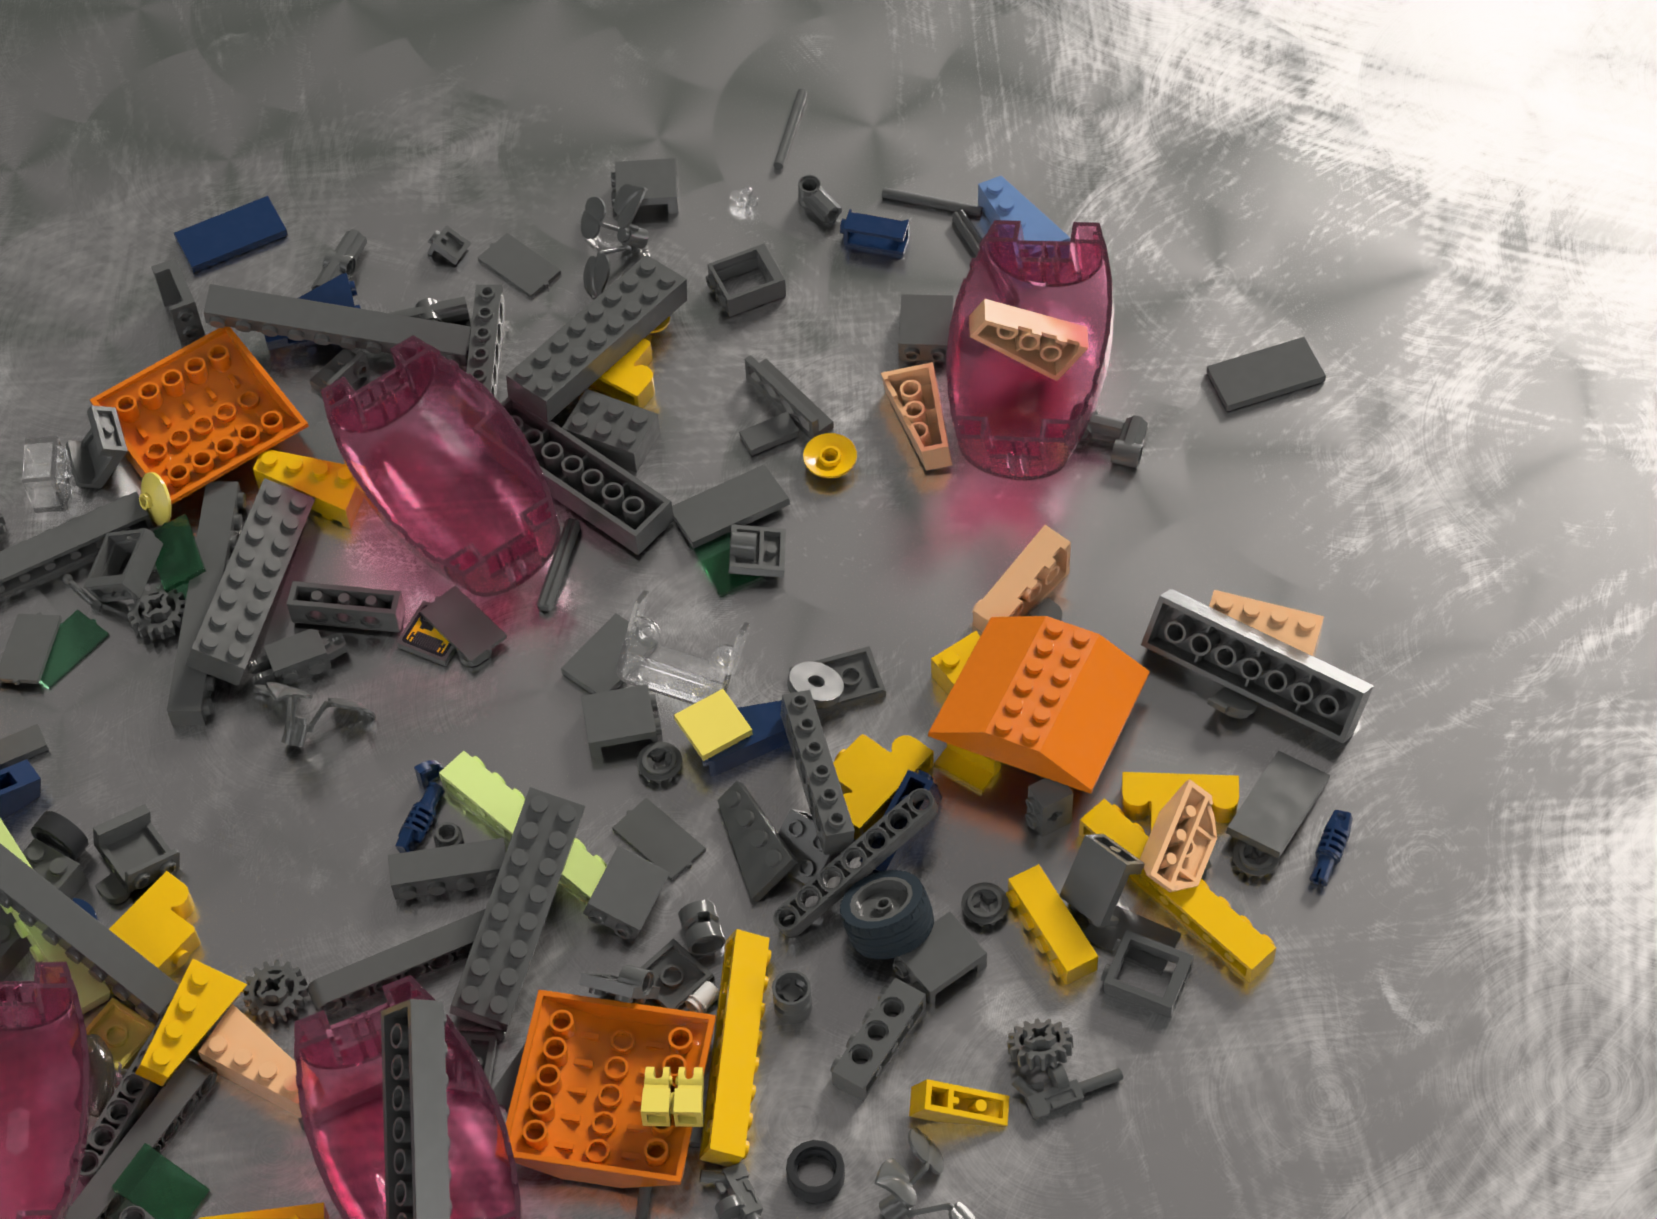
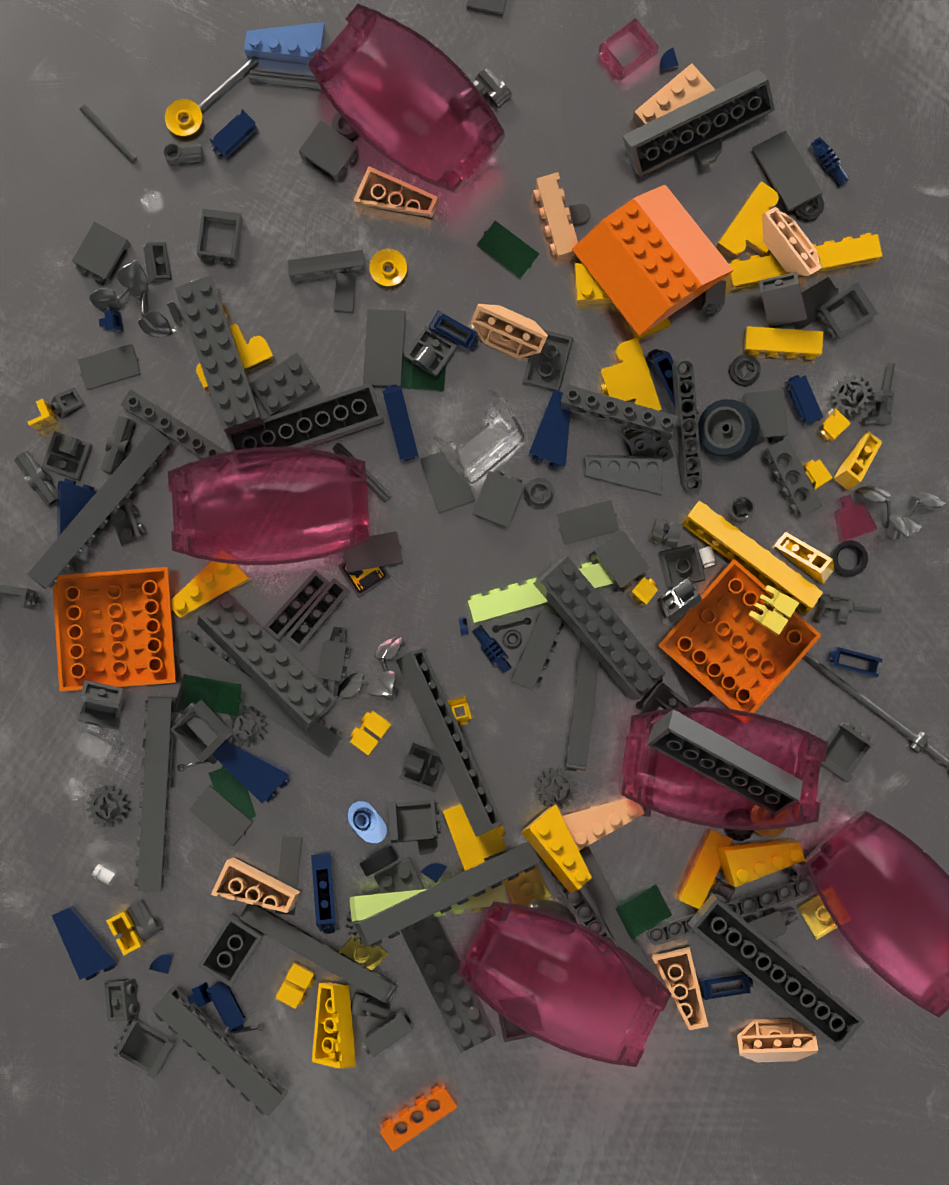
camera: 60 degrees left, 30 degrees up
(103, 648) = (252, 771): none -> dark blue slope
(104, 795) = (366, 822): none -> light blue piece
(155, 498) = (163, 687): light yellow dish -> none
(216, 826) = (423, 768): none -> dark grey plate
(218, 741) = (363, 739): none -> yellow piece
(260, 827) = (449, 742): none -> dark grey brick
(316, 825) = (460, 710): none -> yellow window
(342, 572) = (296, 606): none -> dark grey brick
(385, 277) = (66, 455): none -> dark grey plate
(416, 227) = (47, 416): none -> yellow panel
(451, 814) = (496, 628): none -> dark grey hinge
(573, 237) = (112, 321): none -> dark blue tile
(600, 936) = (643, 591): none -> yellow slope
(645, 563) = (400, 423): none -> dark blue slope
(675, 244) = (157, 261): none -> dark grey slope
(713, 724) = (543, 450): light yellow tile -> none
(780, 1116) = (806, 557): none -> yellow slope
(801, 583) = (466, 345): none -> dark blue window
(813, 672) = (547, 366): tile -> none
(841, 609) = (508, 331): none -> light nougat wedge
(859, 179) = (180, 109): none -> yellow dish
(871, 1143) = (853, 519): none -> clear pink torso
(903, 1064) = (817, 473): none -> yellow window
(946, 567) = (507, 249): none -> clear green piece
(984, 1049) = (834, 425): none -> yellow window
(992, 993) = (804, 400): none -> dark blue window
(1029, 337) = (395, 98): light nougat wedge -> none
(1284, 569) = (642, 37): none -> clear pink window
(1312, 602) = (668, 61): none -> dark blue tile

